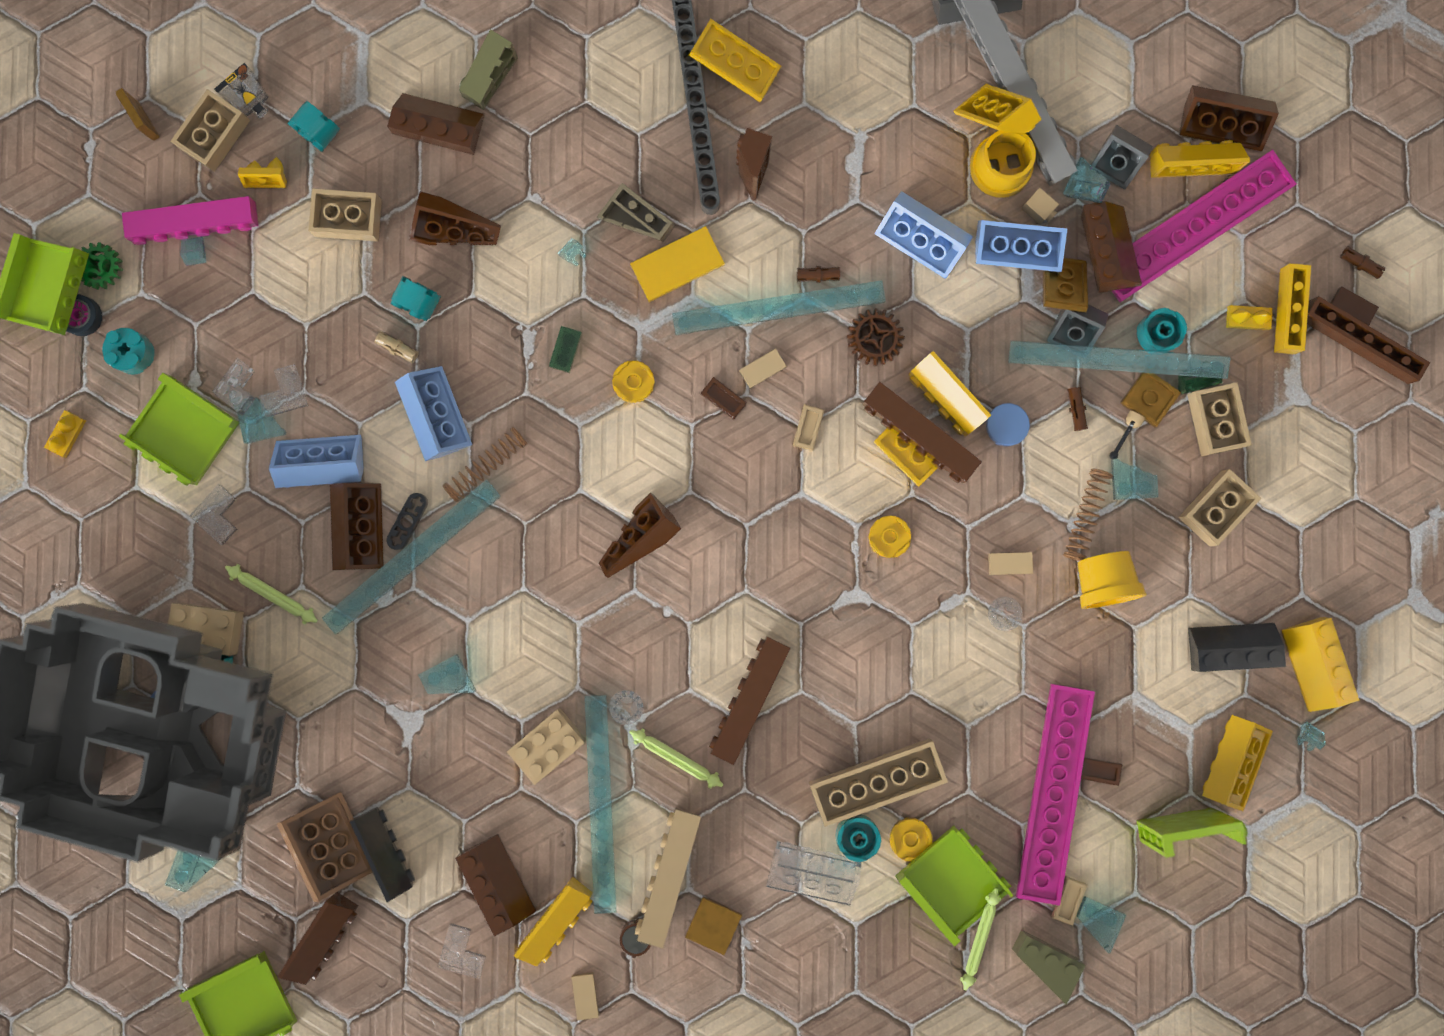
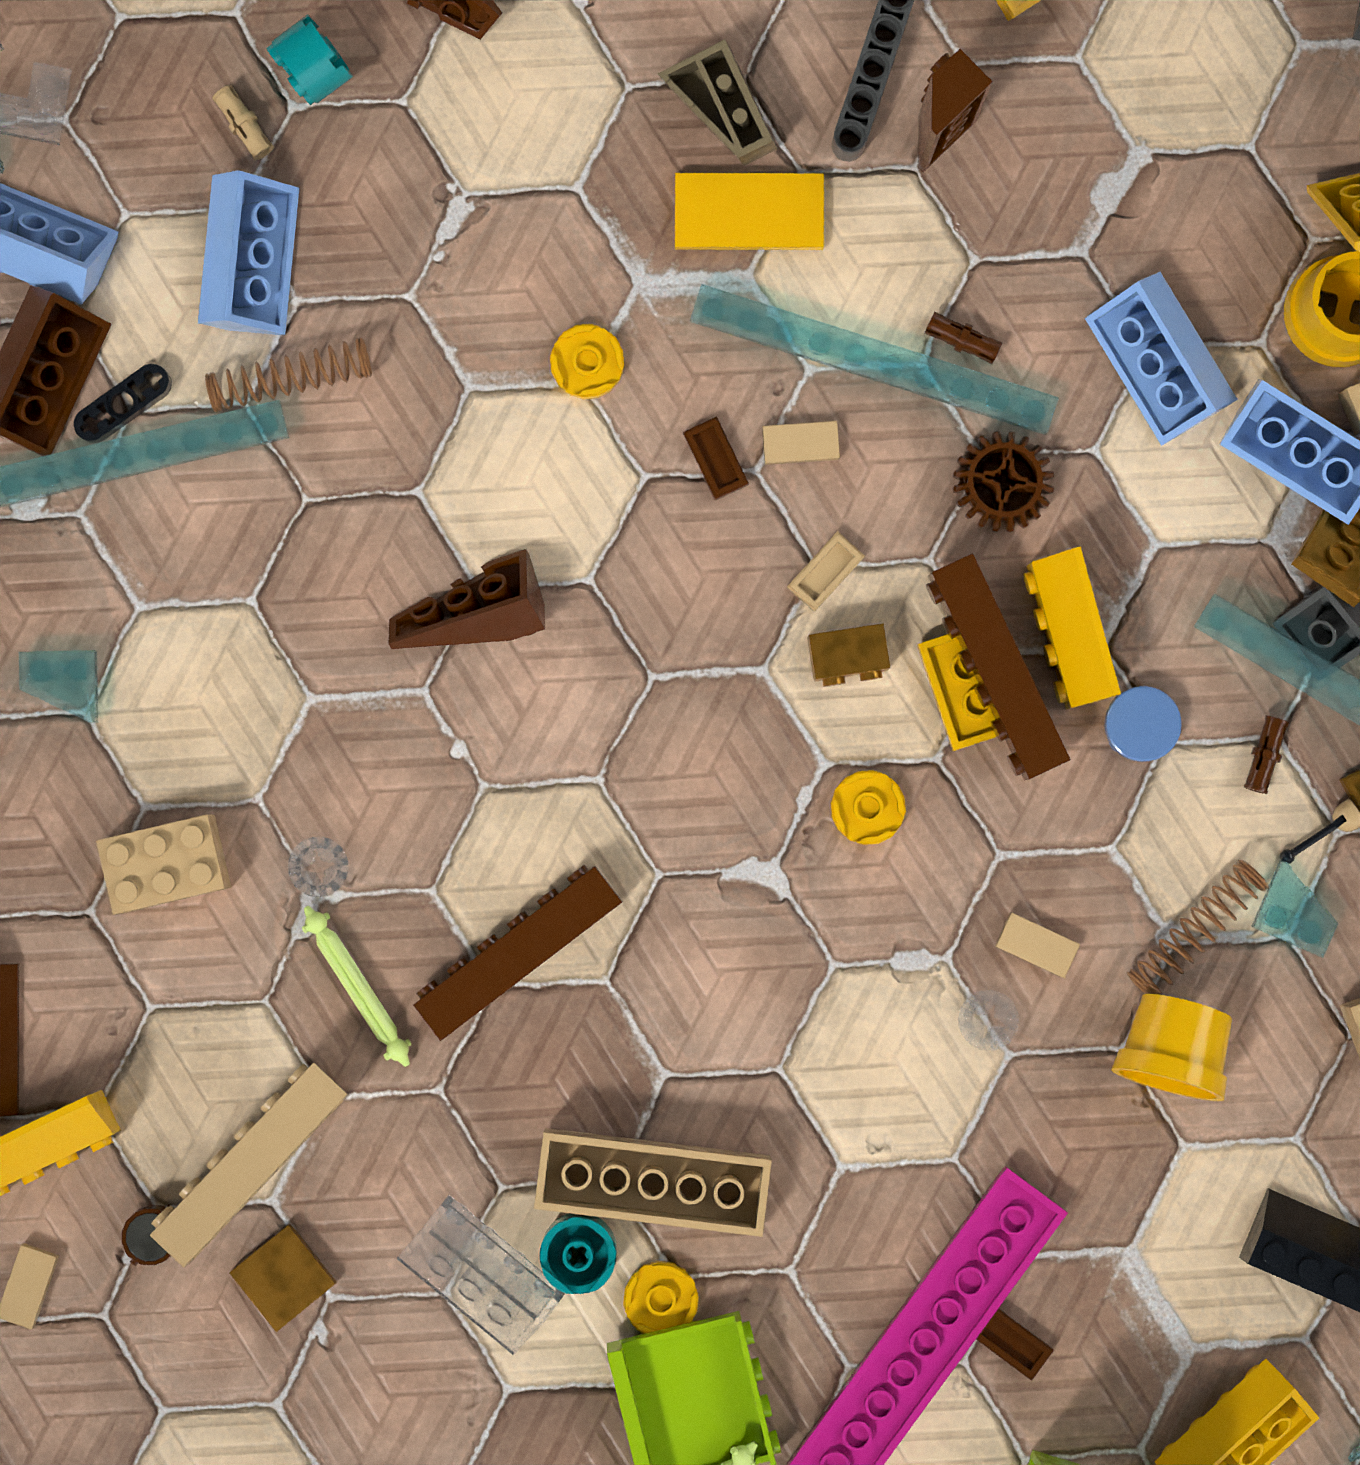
camera: 25 degrees right, 0 degrees up
(565, 349) = (505, 257): clear green plate -> none
(570, 250) = (592, 106): clear light blue tile -> none
(600, 804) = (202, 997): clear light blue plate -> none
(840, 463) = (849, 653): none -> pearl gold brick

